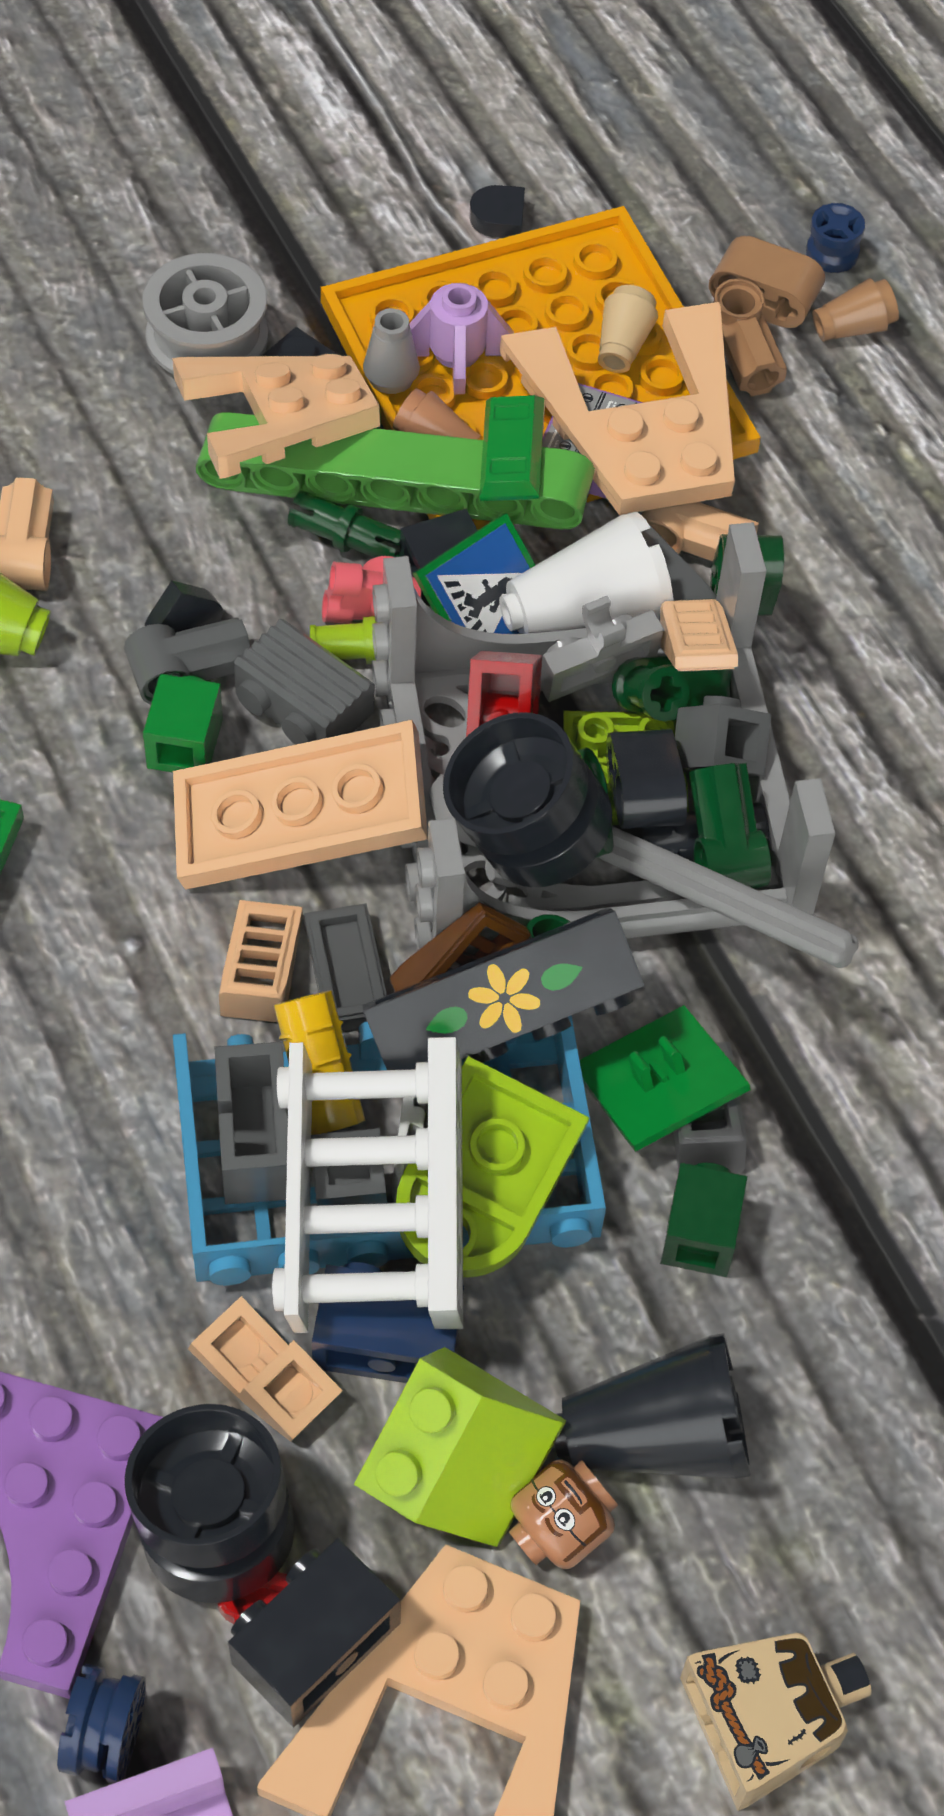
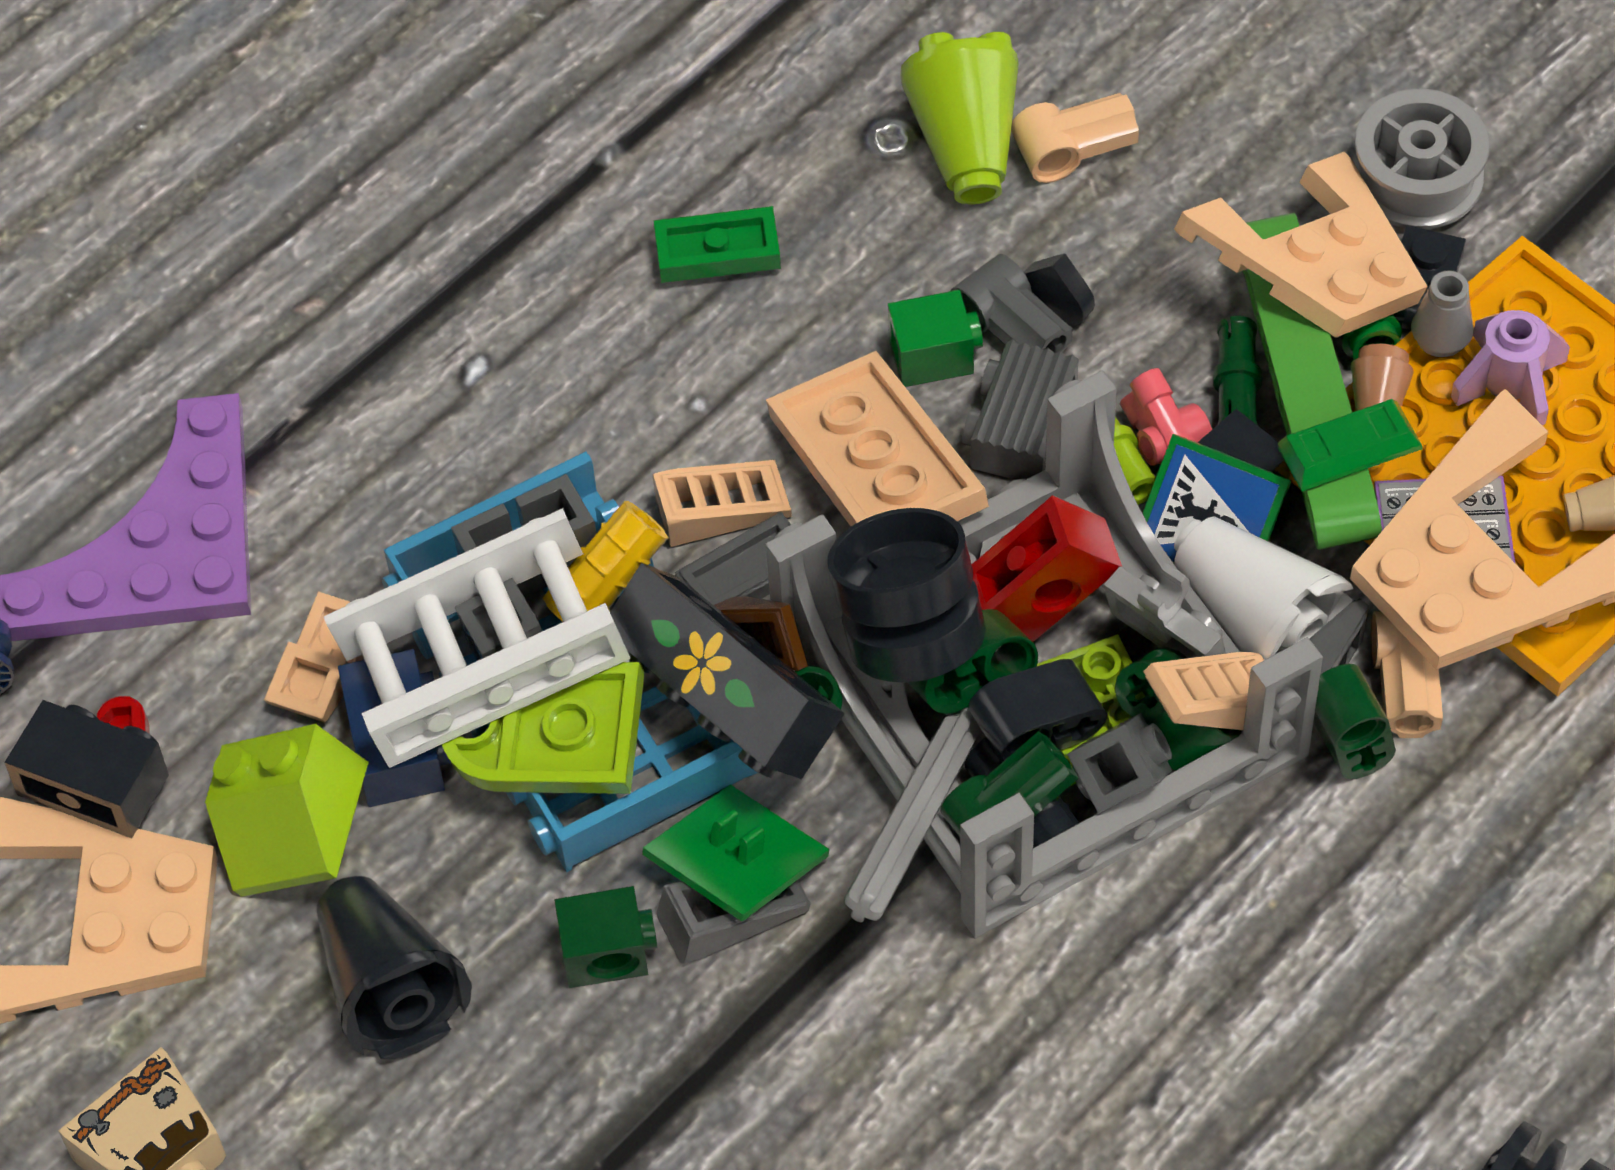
camera: 75 degrees right, 0 degrees up
(210, 1502) = (164, 648): black wheel -> none
(562, 1514) = (269, 921): nougat head -> none

